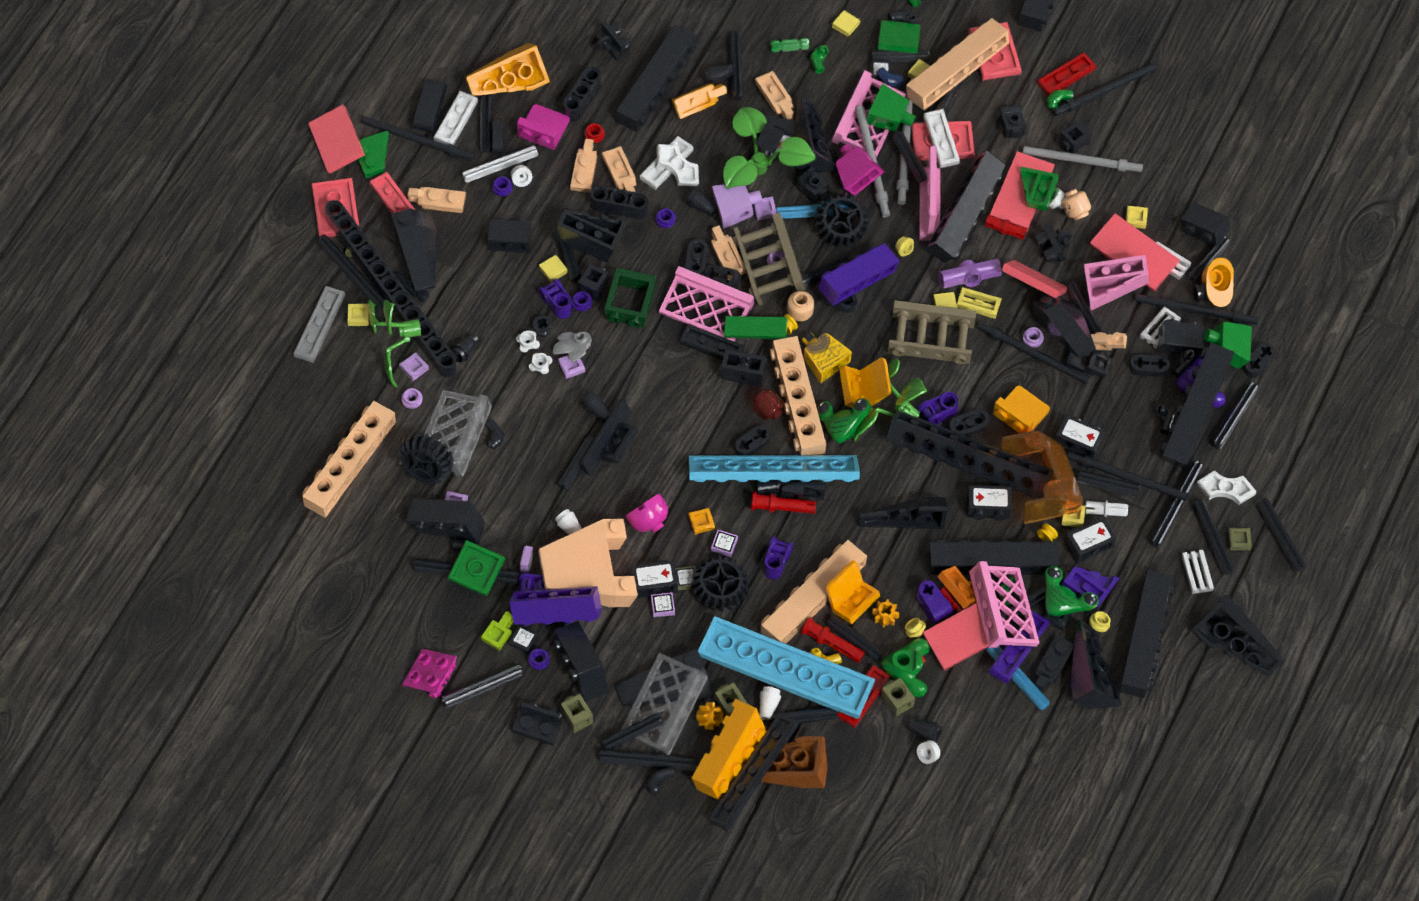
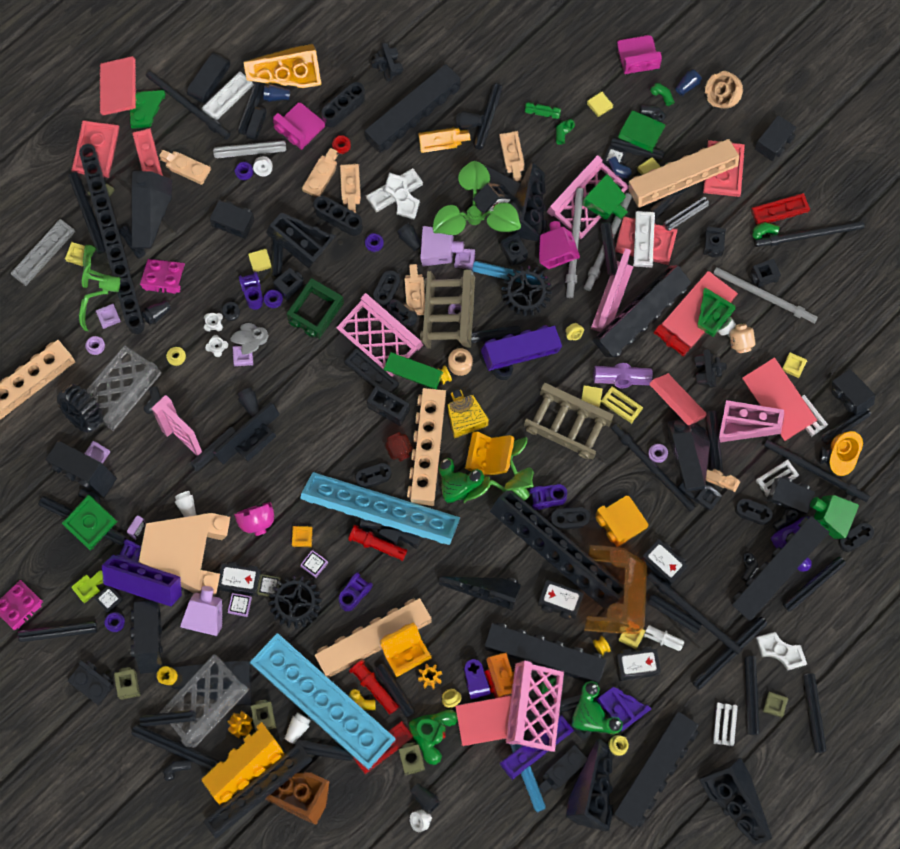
camera: 20 degrees right, 10 degrees up
(457, 309) = (162, 275): none -> dark pink hinge
(502, 390) = (176, 361): none -> light yellow plate
(505, 102) = (275, 93): none -> dark blue cone
(548, 450) = (170, 422): none -> bright pink fence
(614, 687) = (161, 675): none -> yellow bush
(630, 618) = (204, 612): none -> lavender torso
(973, 103) = (685, 213): none -> axle

